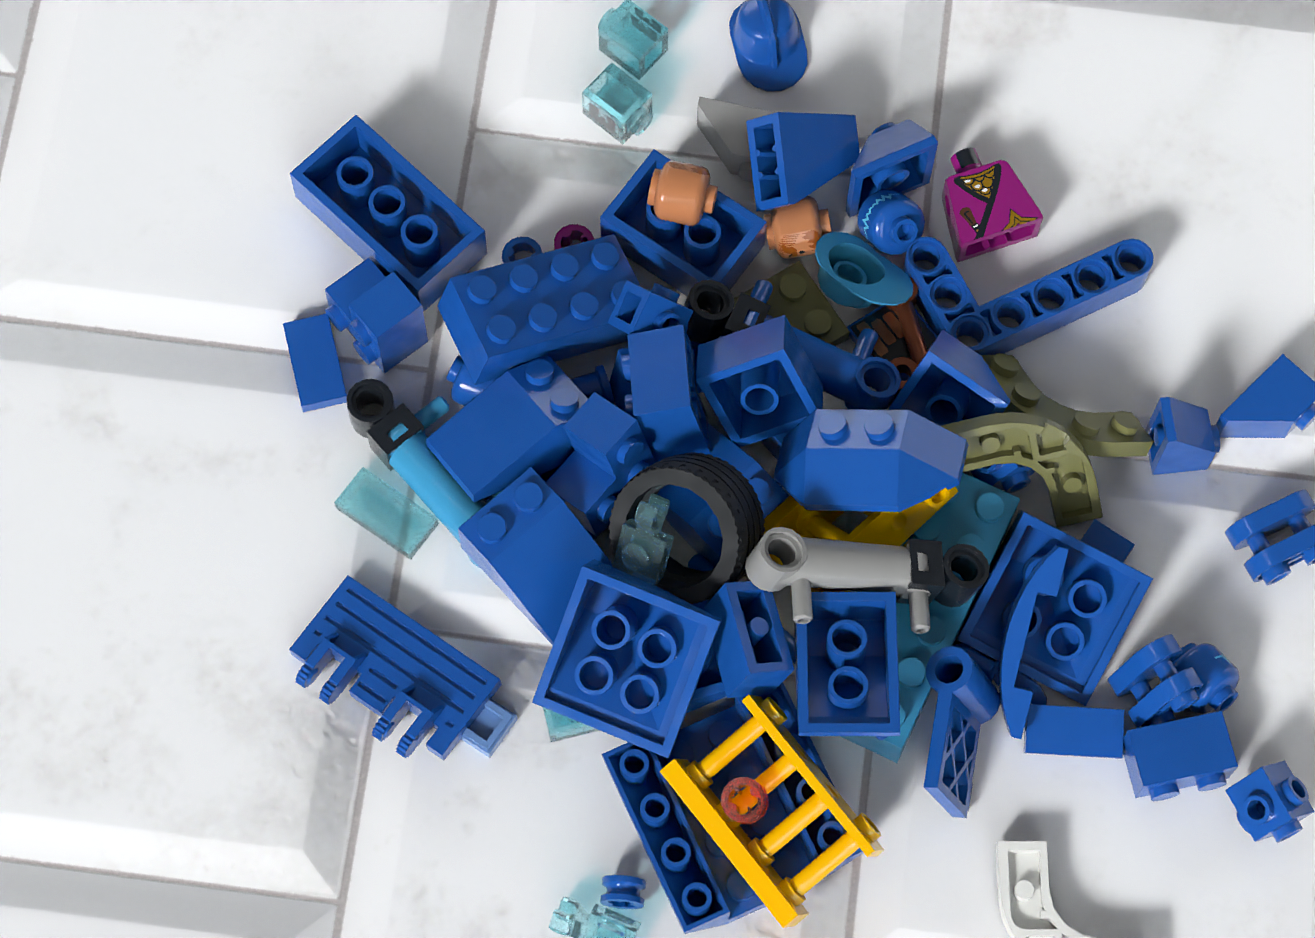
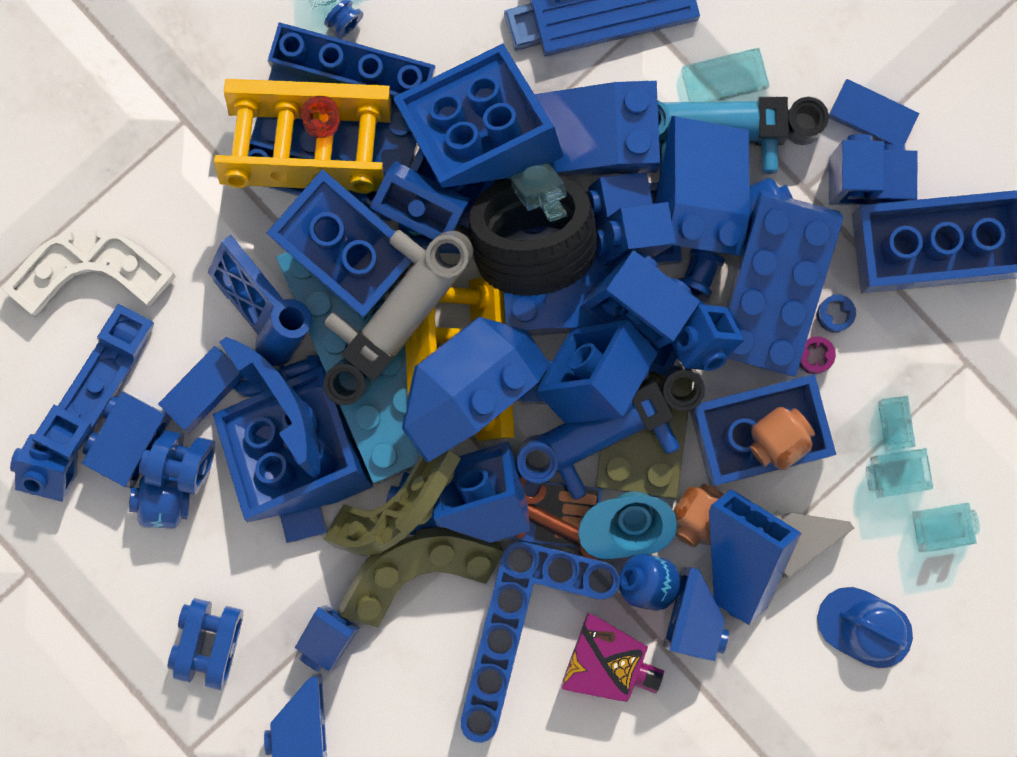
camera: 135 degrees right, 15 degrees up
(576, 140) = (896, 423): none -> clear light blue piece
(1158, 826) = (97, 382): none -> blue slope

